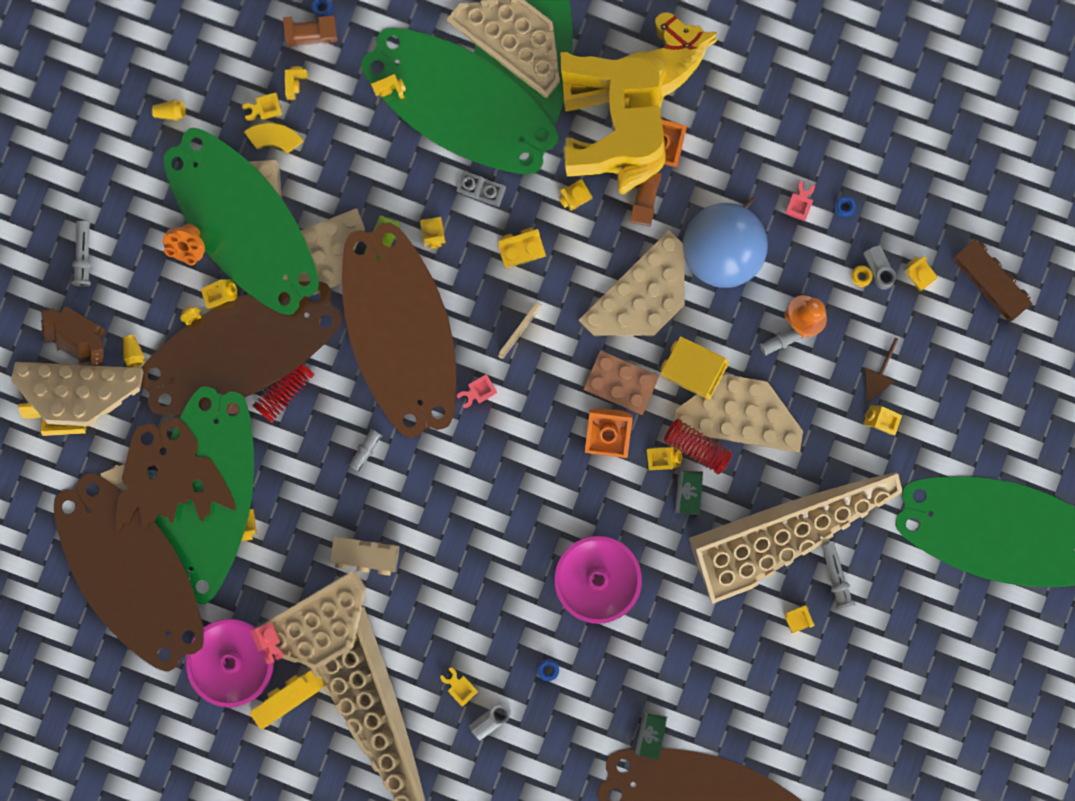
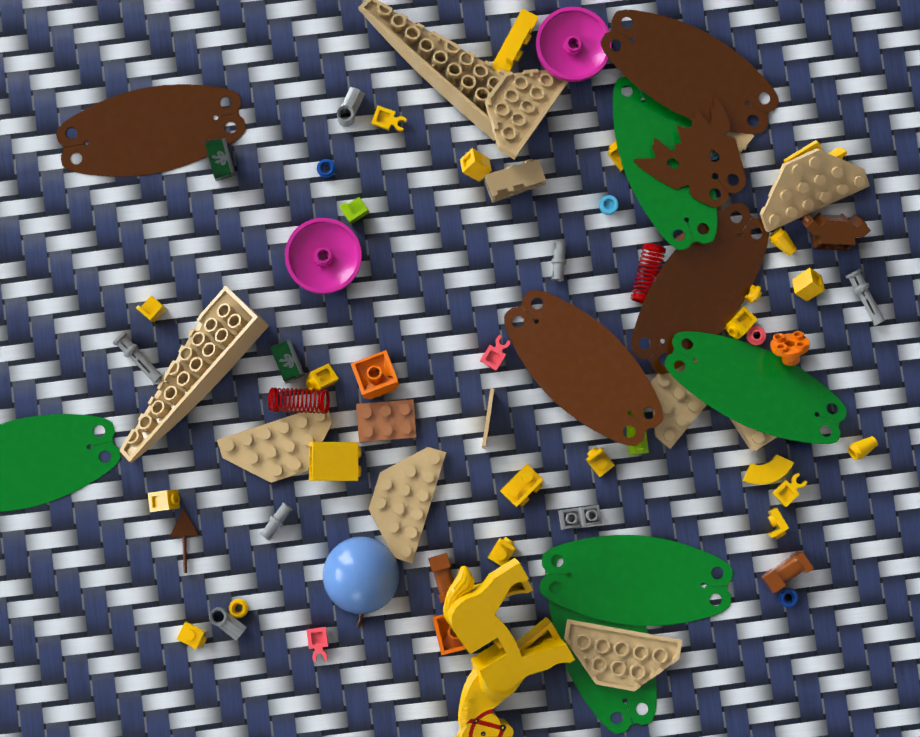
camera: 150 degrees right, 0 degrees up
(131, 296) = (808, 284): none -> yellow panel
(211, 266) = (751, 339): none -> coral plate
(266, 638) = (554, 73): coral plate -> none
(284, 481) = (608, 205): none -> medium azure tile
(385, 86) = (700, 560): yellow bracket -> none
(395, 592) = (475, 164): none -> yellow panel
(541, 611) = (354, 210): none -> lime panel
(806, 315) = (266, 551): orange plate -> none
(845, 200) = (274, 660): blue plate -> none
(992, 280) = (131, 659): reddish brown brick -> none

